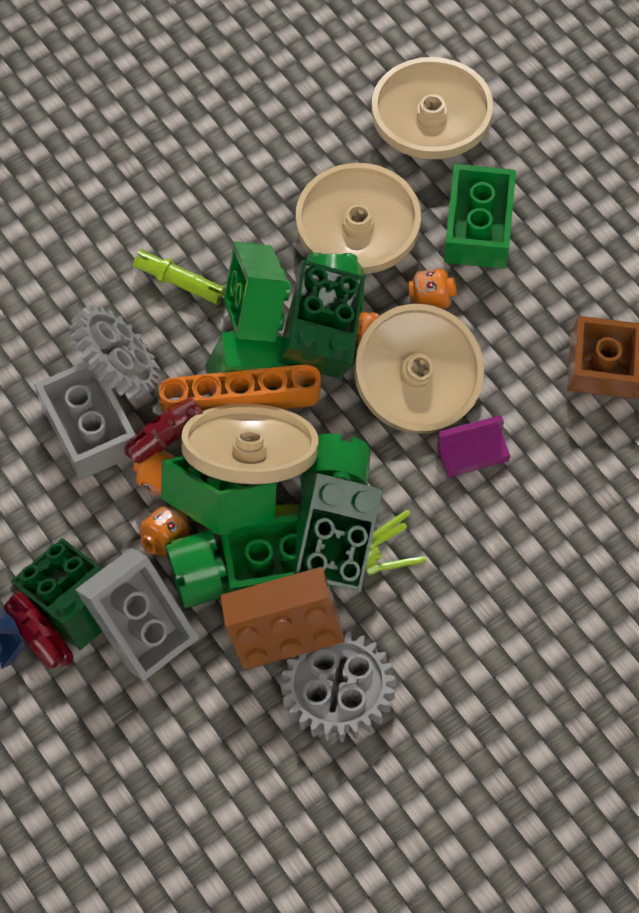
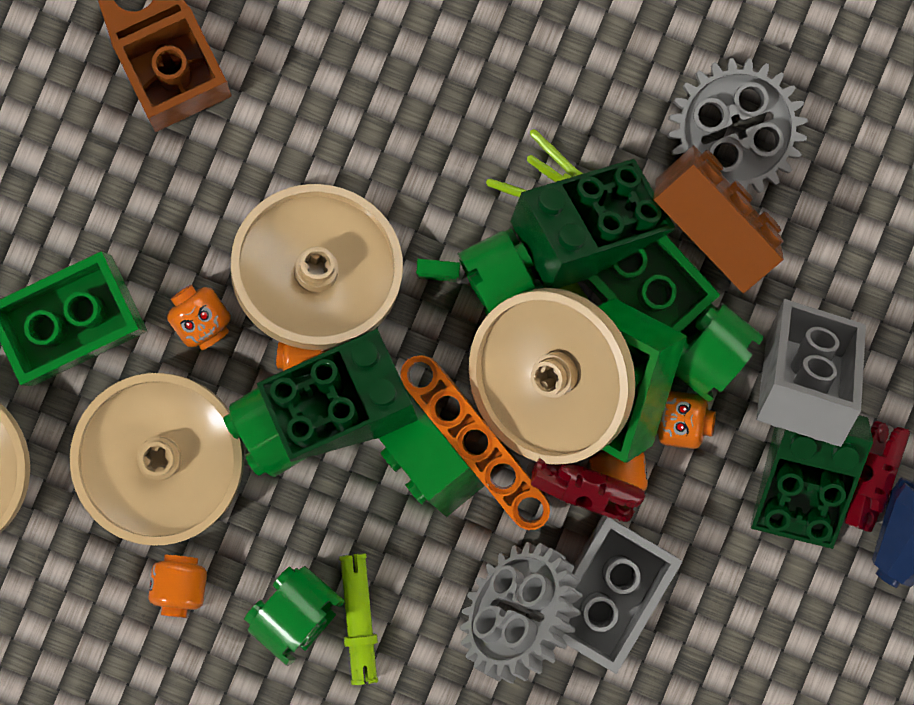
camera: 120 degrees left, 25 degrees up
(208, 236) = (293, 613): none -> green brick
(256, 292) = (348, 499): green brick -> none
(273, 191) = (177, 585): none -> orange head
(372, 435) = (438, 270): none -> green tile
(472, 446) = (373, 153): magenta panel -> none

